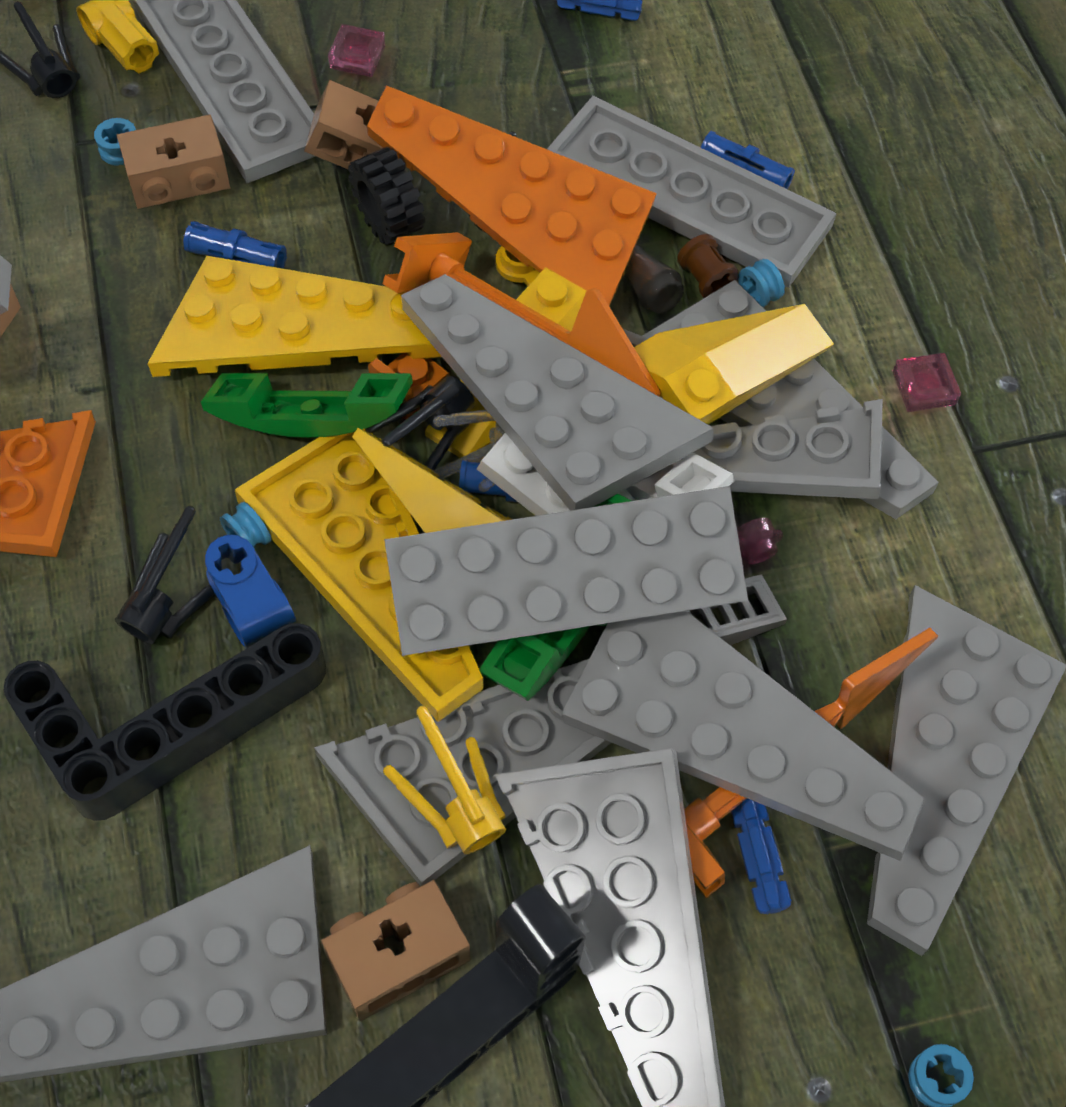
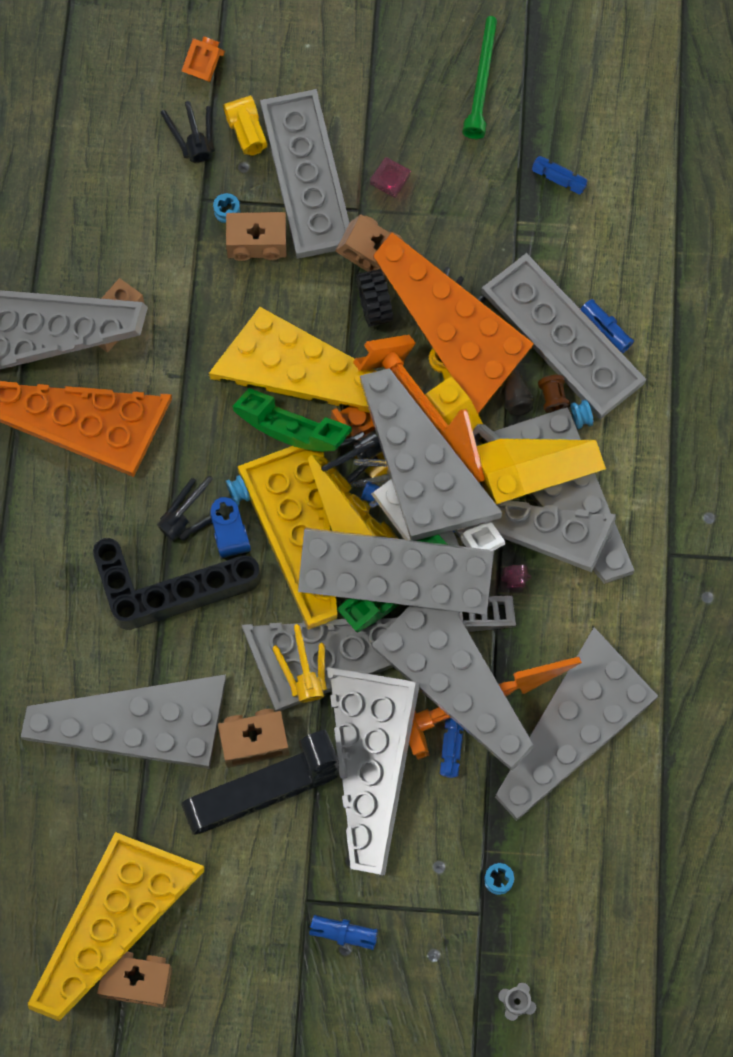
camera: 20 degrees right, 10 degrees up
(232, 245) = (277, 304): blue pin -> none
(926, 382) = (654, 506): clear pink plate -> none

